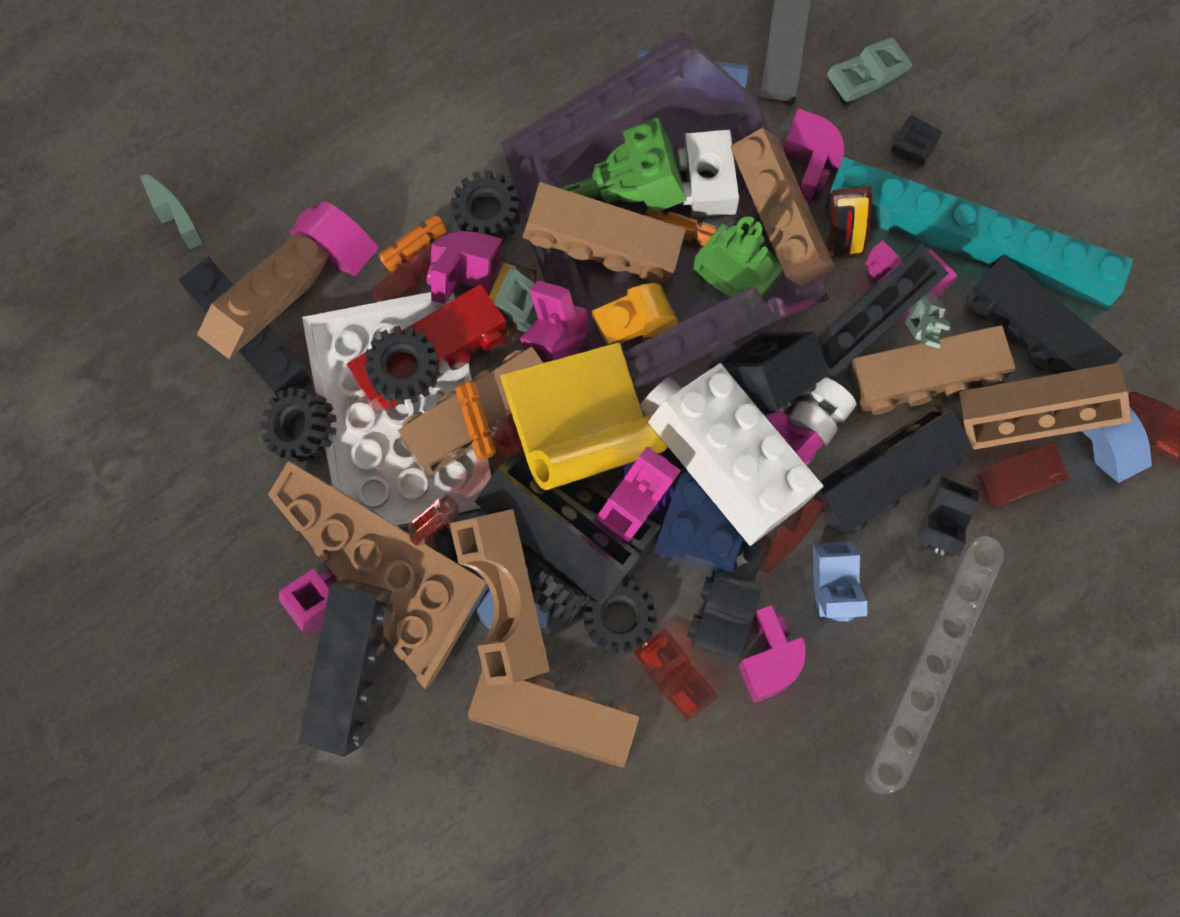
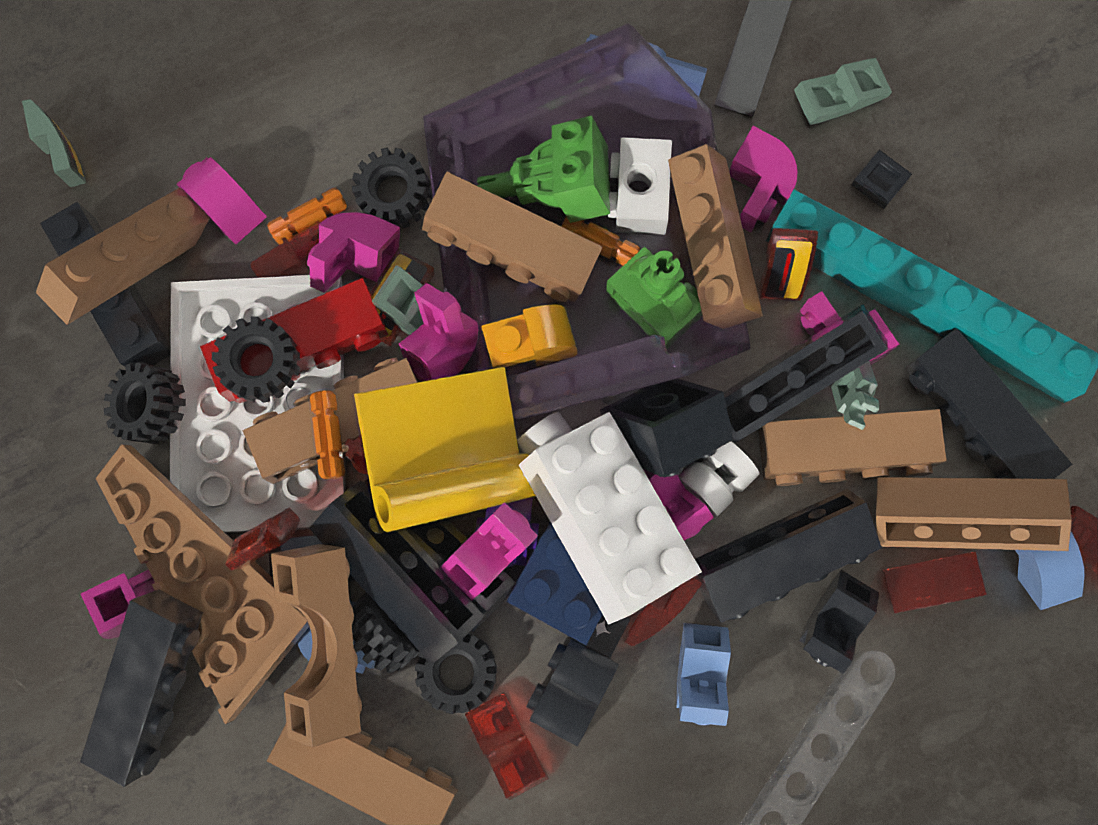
camera: 15 degrees right, 5 degrees up
(780, 663) = (621, 759): dark pink brick -> none

